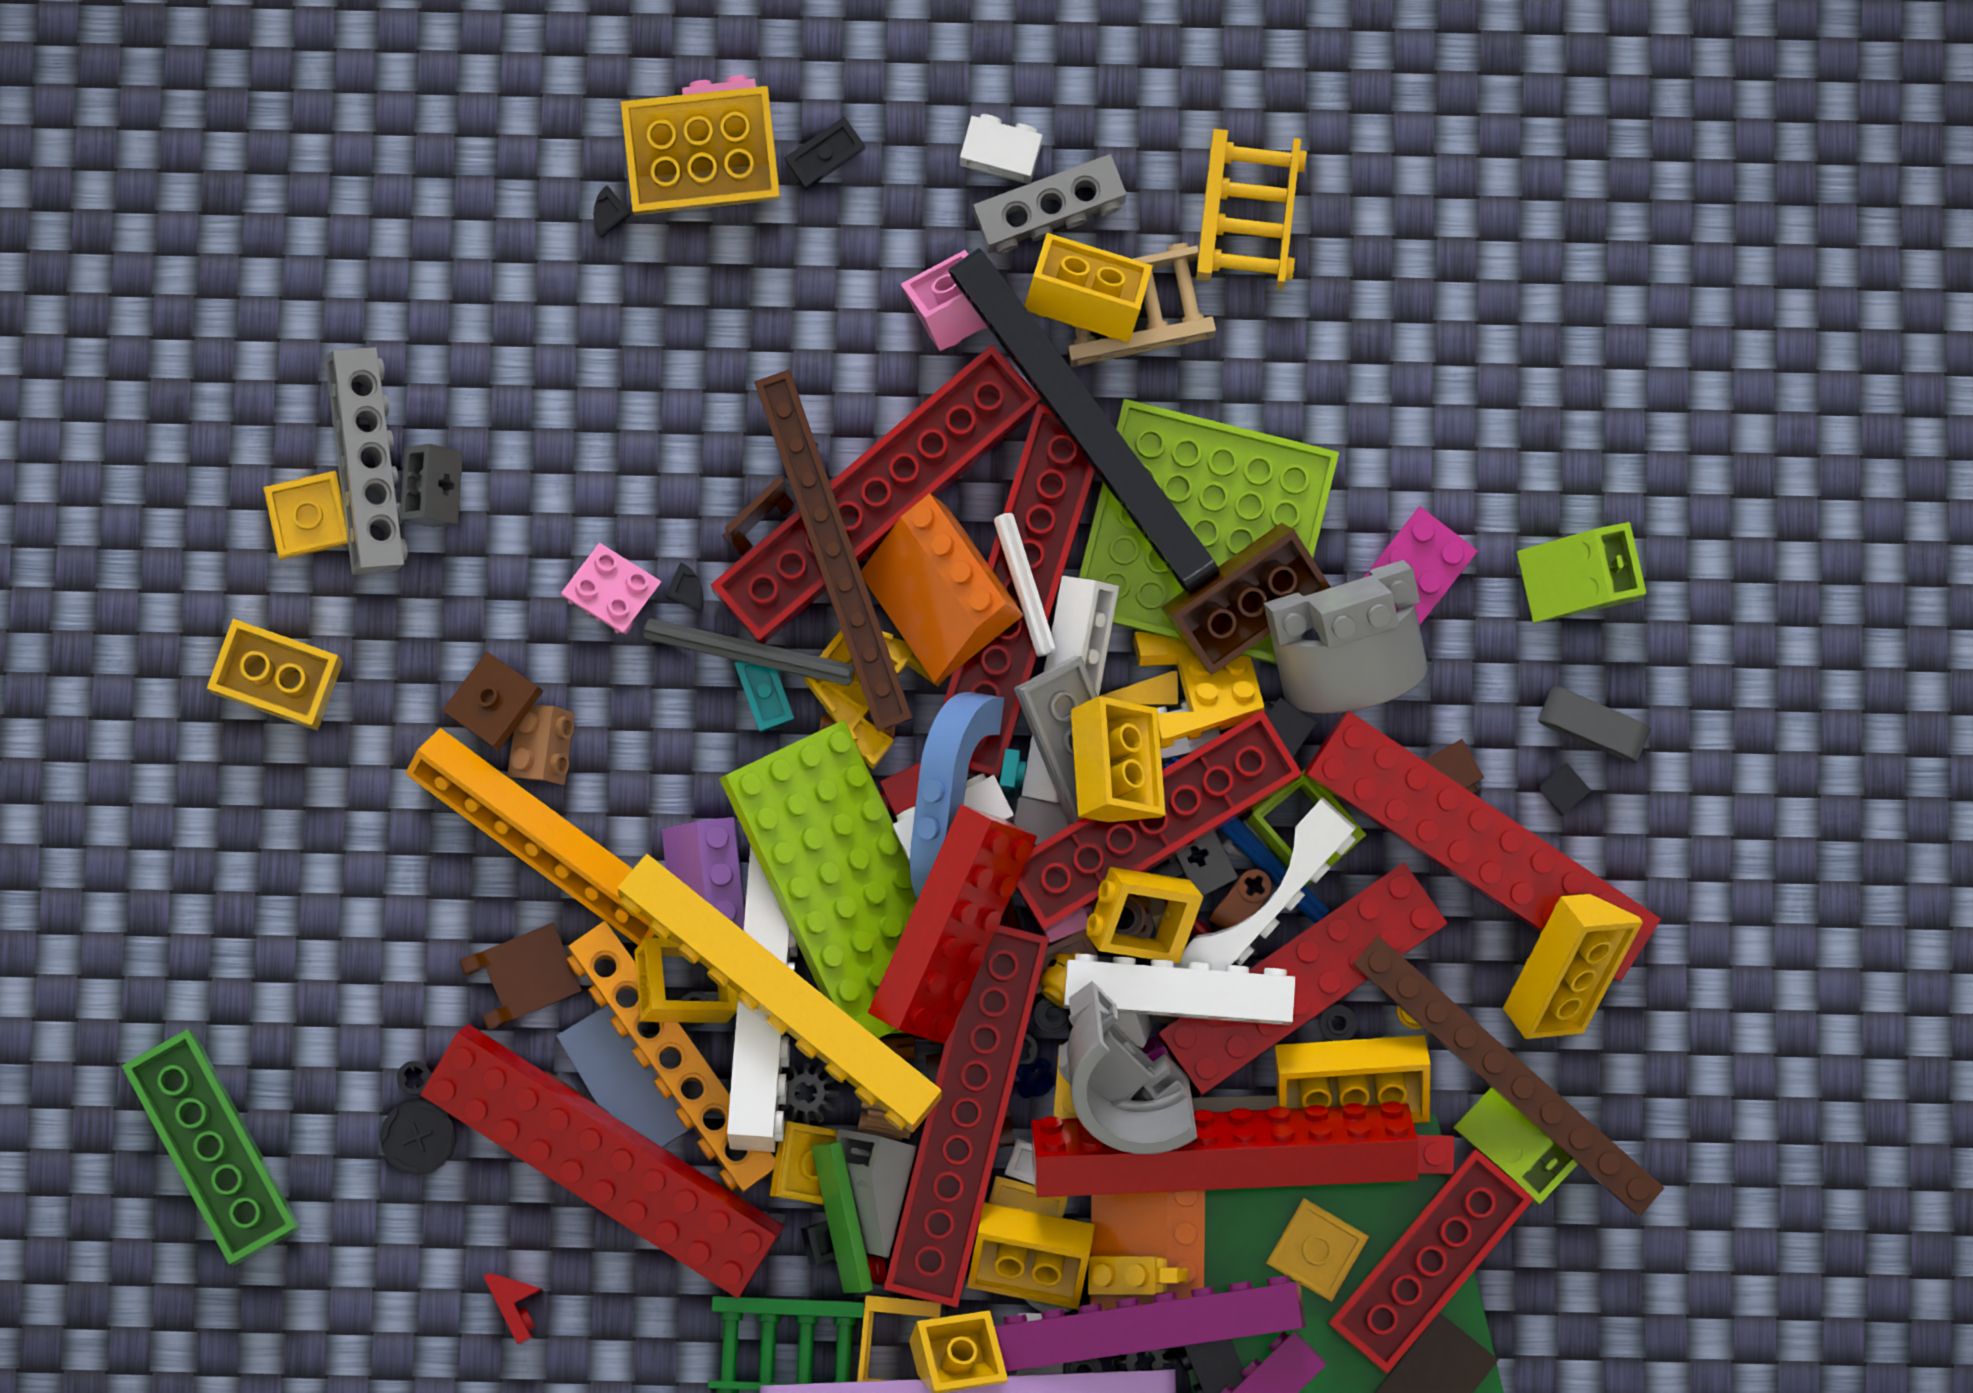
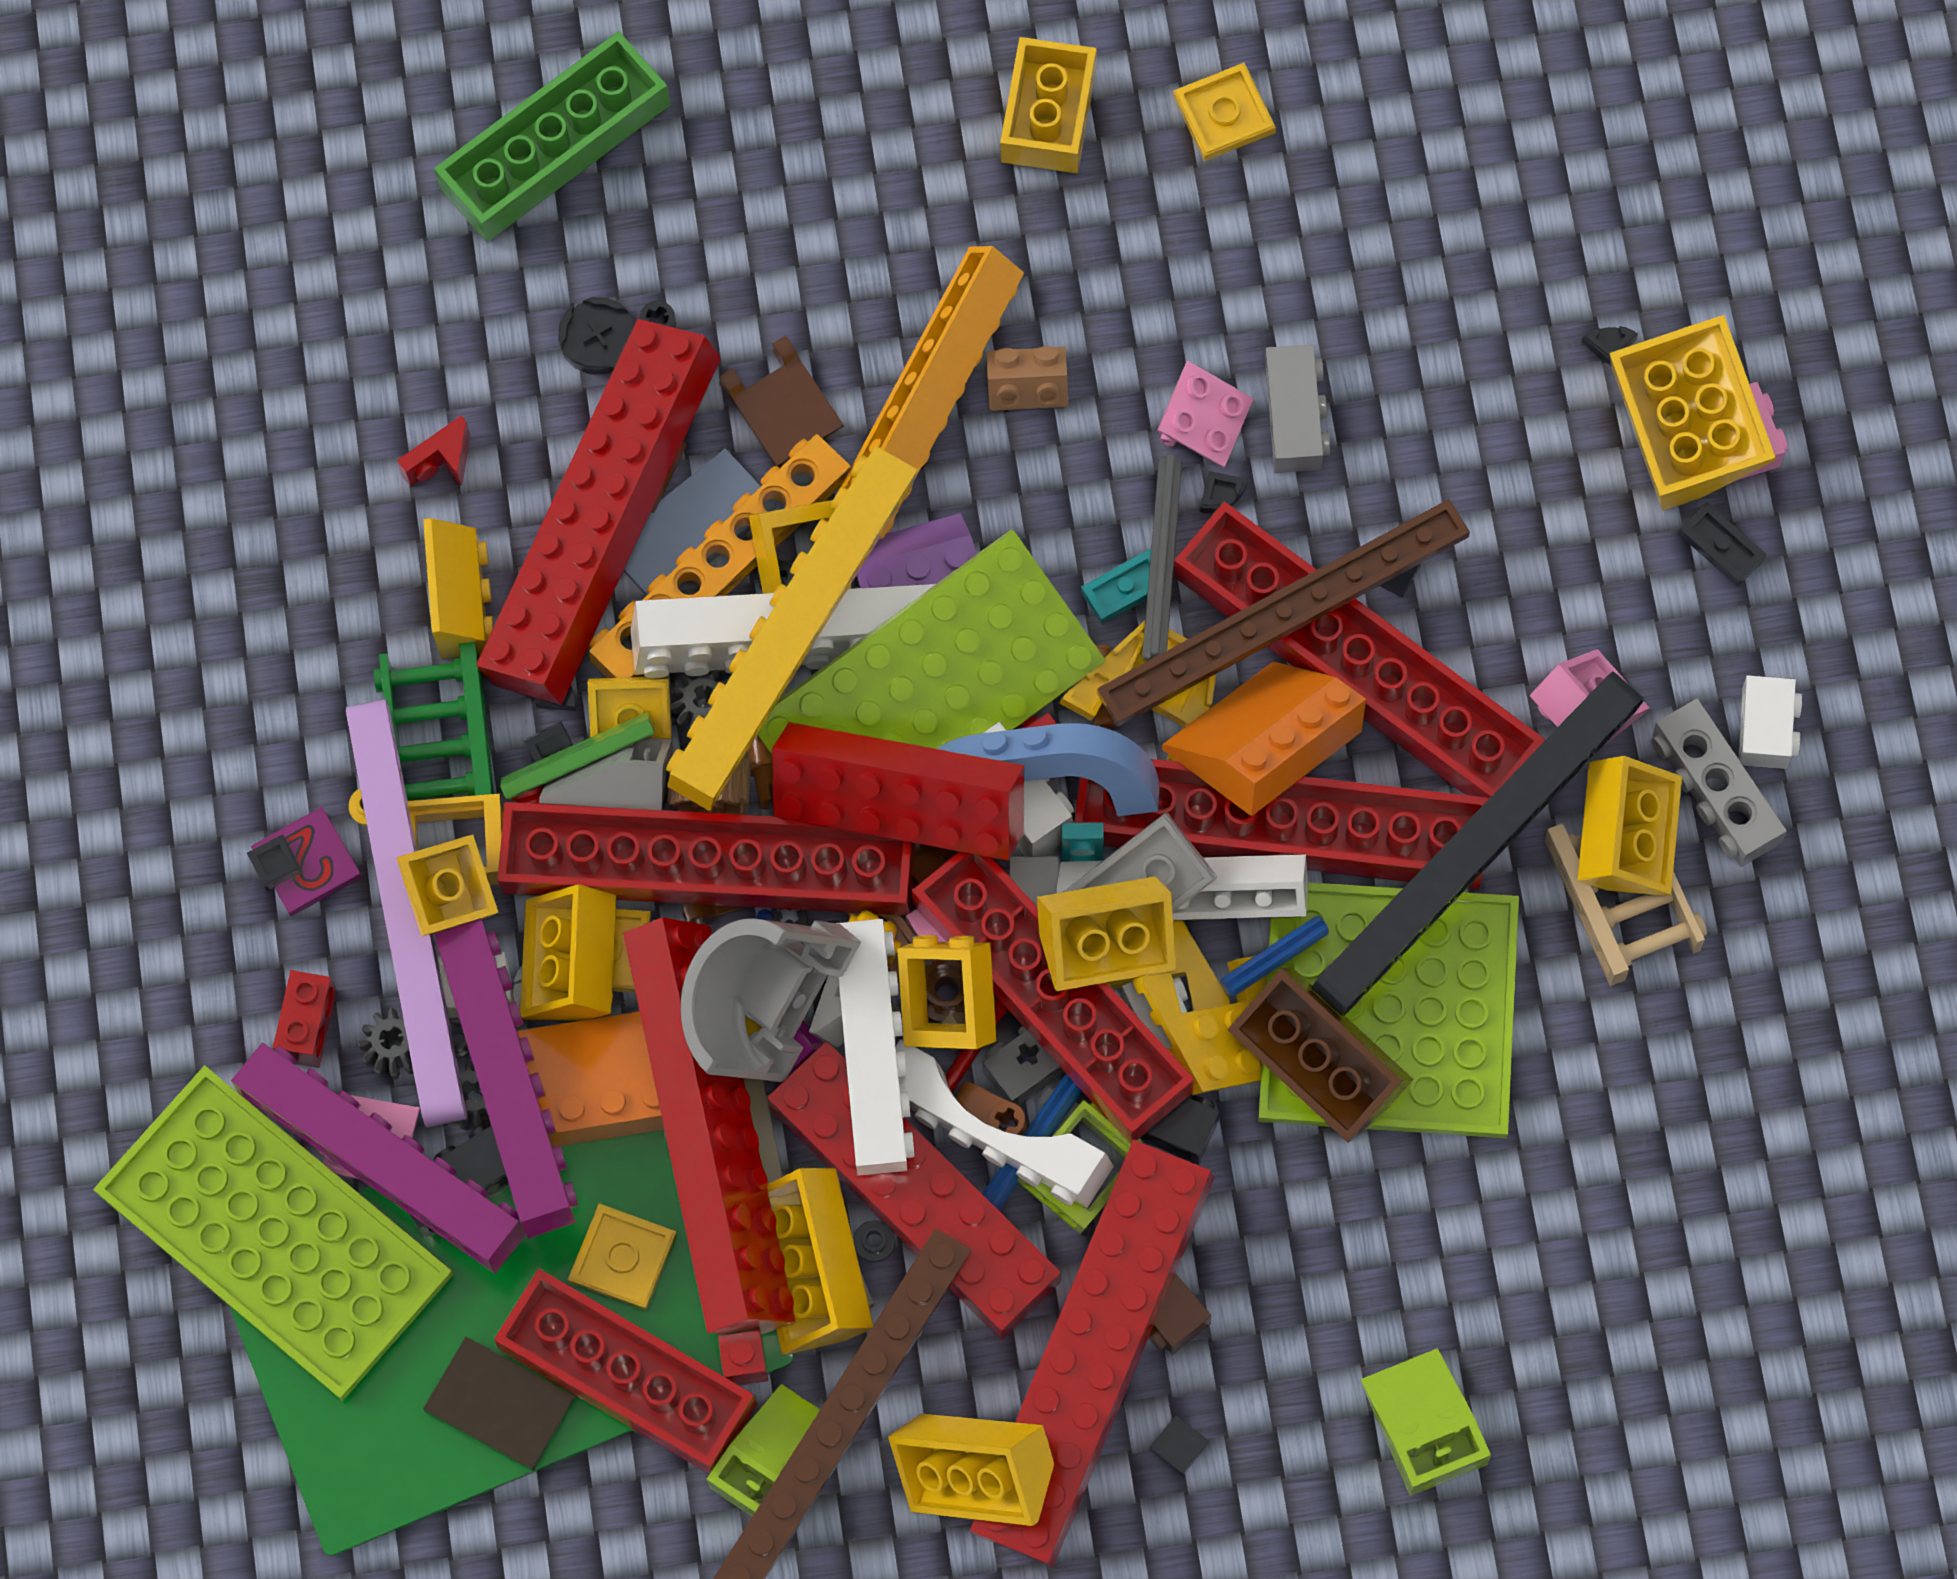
camera: 85 degrees right, 10 degrees down
(365, 552) = (1382, 112): light grey brick -> none
(431, 485) = (1292, 204): dark grey brick -> none
(492, 701) = (1062, 319): reddish brown plate -> none
(621, 505) = (1296, 408): none -> light grey brick
(654, 1304) = (457, 586): none -> yellow slope
(772, 496) = (1308, 529): reddish brown flag -> none
(1024, 584) = (1286, 815): white axle -> none
(1132, 1275) = (560, 1057): yellow hinge -> none
(1145, 622) = (1274, 956): none -> blue axle
(1220, 188) = (1777, 956): yellow fence -> none
(1364, 645) = (1282, 1174): light grey piece -> none
(1433, 553) = (1391, 1242): dark pink plate -> none
(1594, 724) = (1257, 1464): dark grey beam -> none

